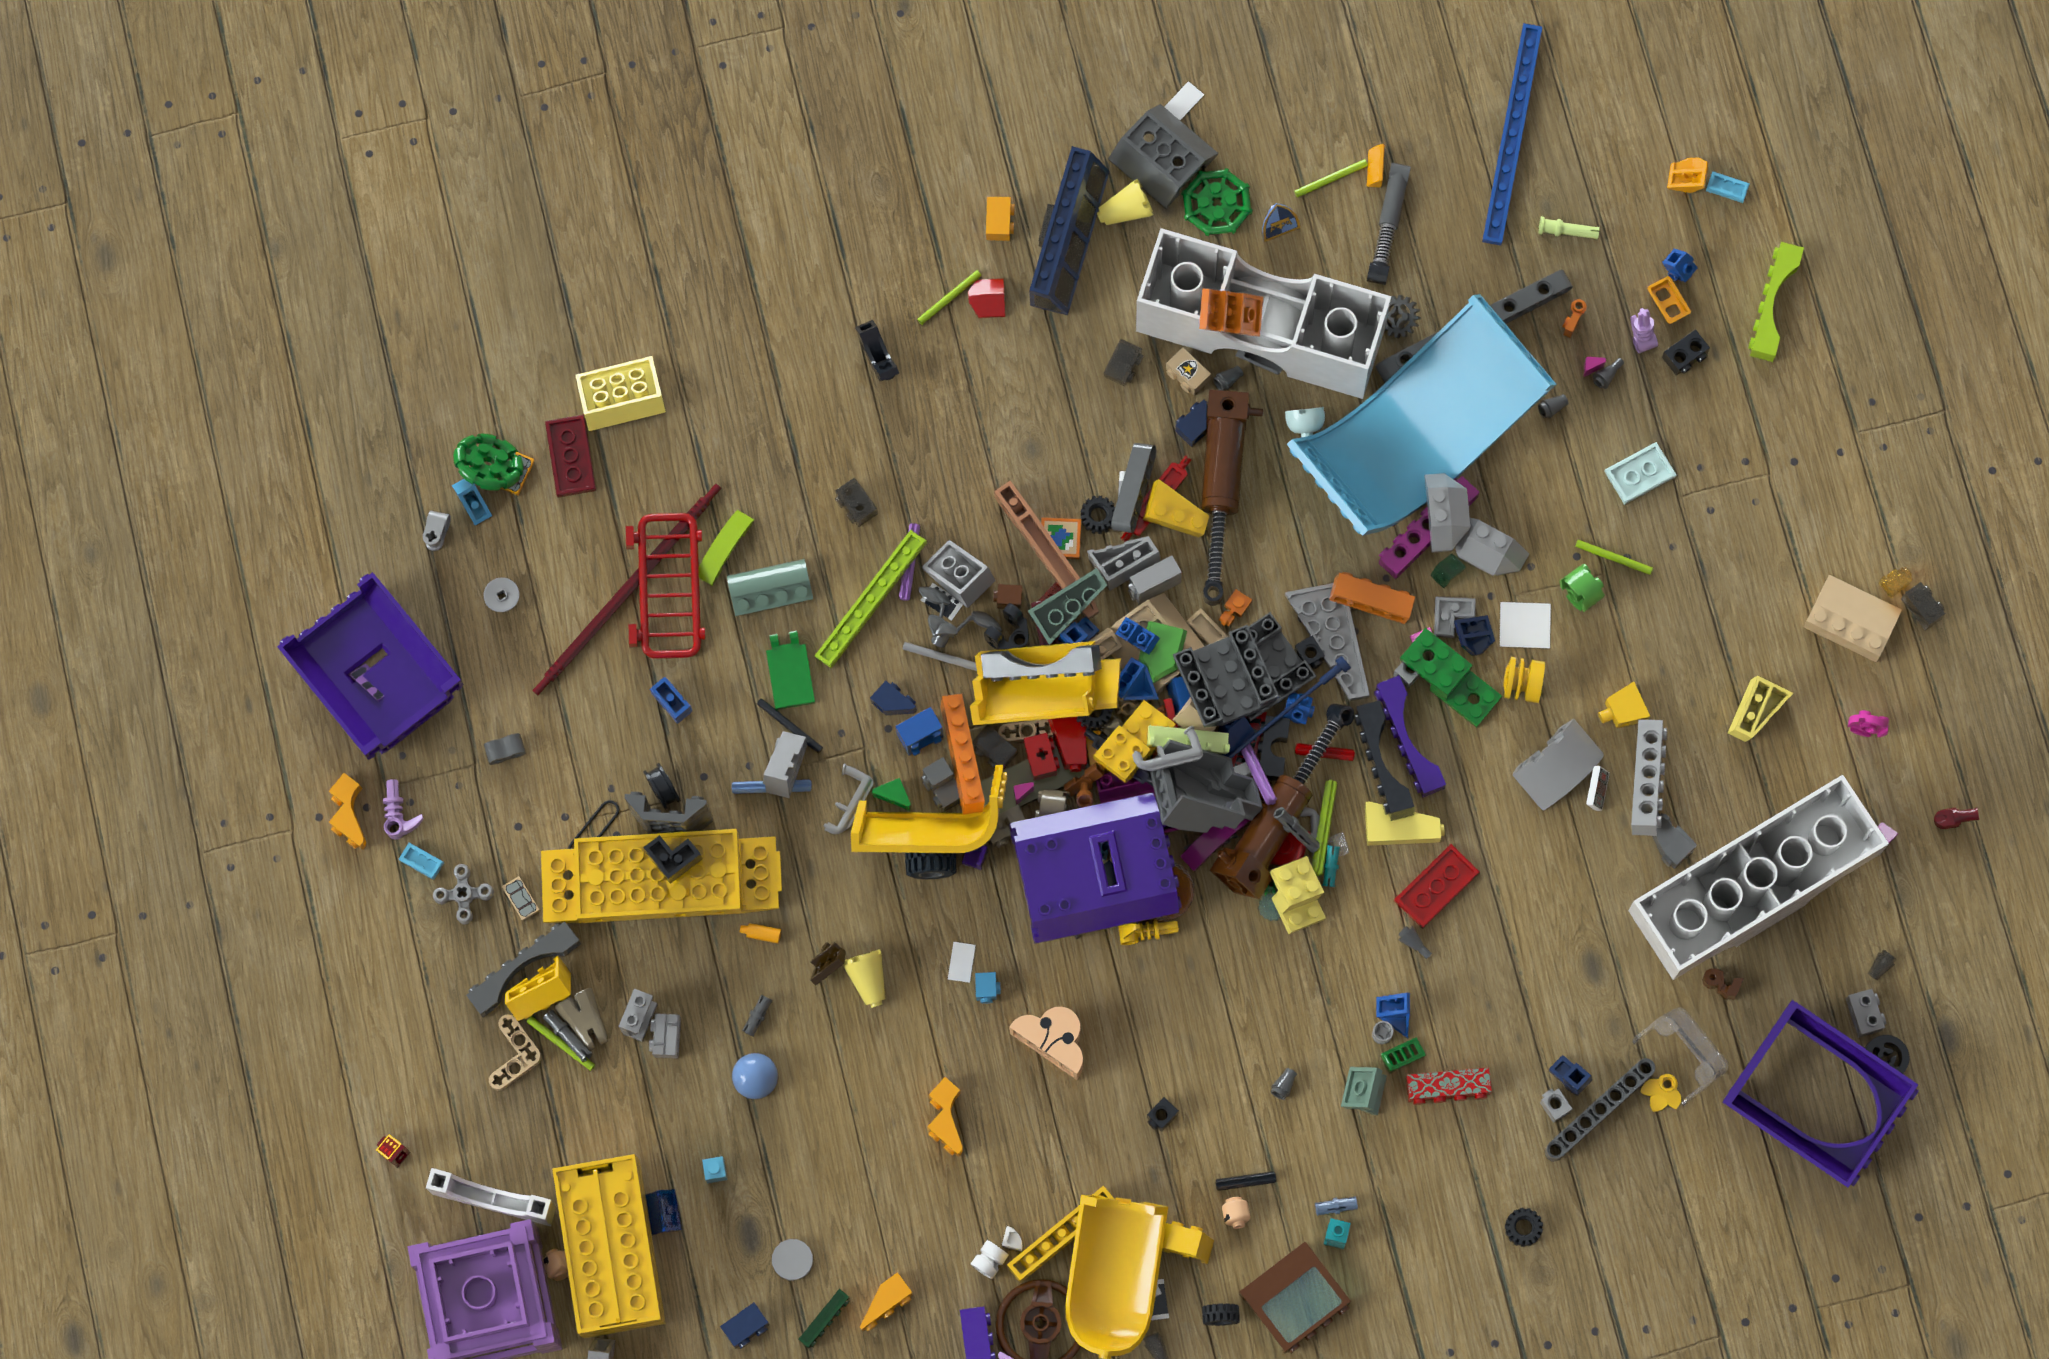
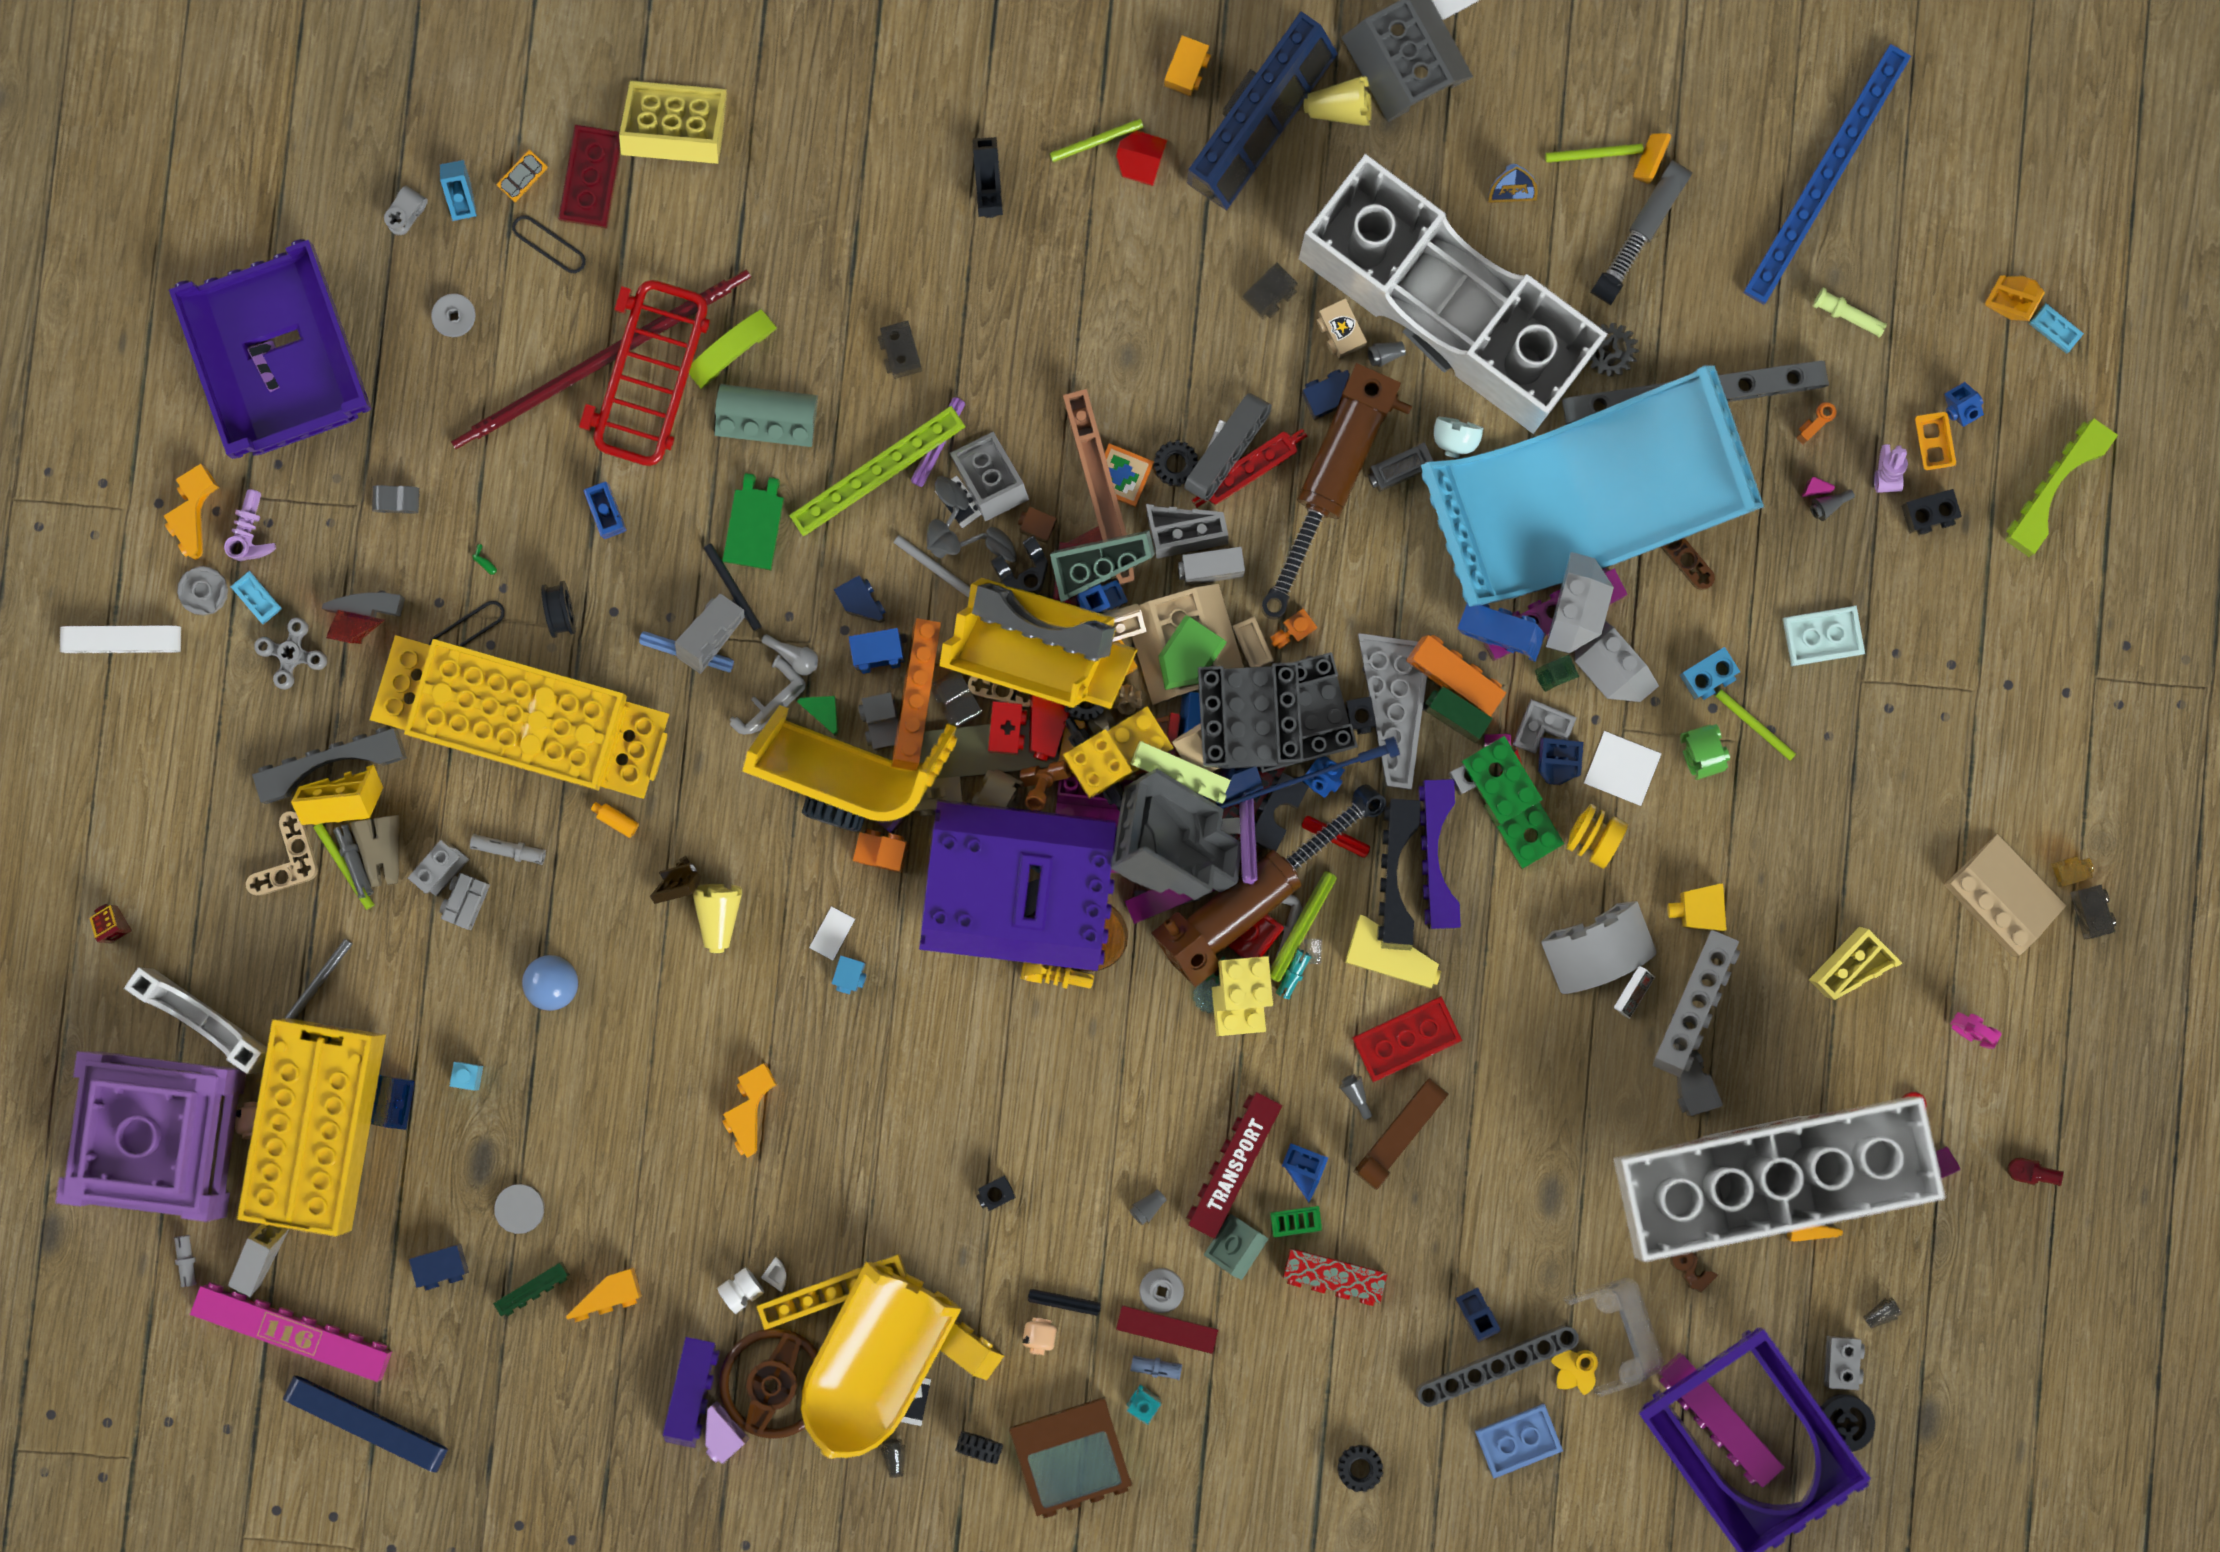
camera: 15 degrees right, 10 degrees up
(325, 929) = (120, 639): none -> white beam
(376, 871) = (202, 590): none -> light grey tile
(486, 475) = (492, 139): green plate -> none
(505, 856) = (352, 627): none -> clear red slope
(509, 837) = (367, 604): none -> dark grey slope
(520, 898) = (355, 681): tile -> none
(553, 525) = (553, 235): none -> black piece
(573, 1133) = (319, 979): none -> dark grey bar
(589, 773) = (483, 562): none -> green piece
(672, 862) = (532, 710): black brick -> none
(685, 984) = (508, 849): none -> light grey pin
(696, 815) = (578, 662): dark grey slope -> none
(757, 1015) = (576, 914): dark grey pin -> none
(864, 760) = (801, 659): none -> light grey piece
(978, 884) = (882, 851): none -> orange brick
(1022, 791) = (970, 761): dark pink slope -> none
(1053, 1037) = (903, 1063): light nougat brick -> none
(1136, 682) = (1145, 681): blue slope -> none
(1137, 635) = (1166, 628): blue slope -> none
(1173, 759) = (1153, 793): light grey piece -> none
(1174, 511) = (1264, 492): yellow wedge -> none
(1217, 191) = (1452, 121): green plate -> none
(1231, 312) = (1411, 286): orange slope -> none
(1270, 459) = (1399, 467): none -> dark grey window
(1292, 825) = (1263, 915): dark grey pin -> none
(1318, 1156) = (1163, 1278): none -> light grey piece
(1333, 1173) = (1167, 1329): none -> dark red tile
(1339, 1027) = (1234, 1165): none -> dark red brick
(1382, 1029) = (1281, 1188): light grey wheel -> none
(1383, 625) = (1457, 714): none -> dark green brick
(1393, 548) = (1502, 629): none -> blue wedge
(1458, 958) = (1376, 1163): none -> reddish brown beam
(1508, 444) = (1684, 547): none -> reddish brown beam
(1551, 406) = (1752, 521): dark grey cone -> none
(1555, 1114) = (1456, 1349): light grey brick -> none
(1561, 528) = (1707, 669): none -> dark azure brick
(1638, 1163) = (1518, 1440): none -> medium blue tile
(1791, 1092) = (1723, 1423): none -> magenta brick
(1798, 922) = (1814, 1232): none -> light orange slope

